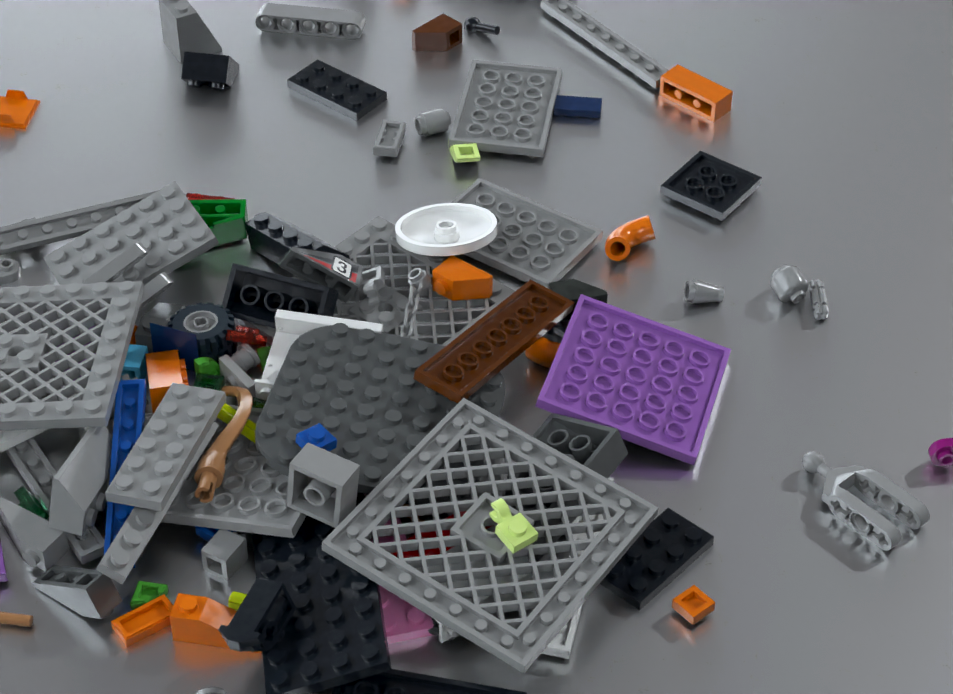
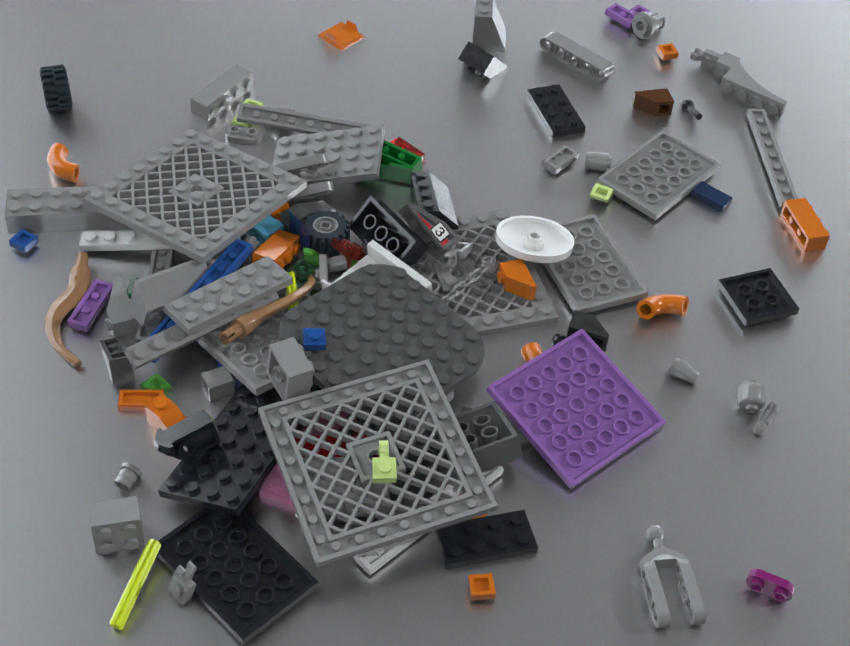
camera: 30 degrees right, 5 degrees up
(493, 341) = (493, 331): reddish brown plate -> none

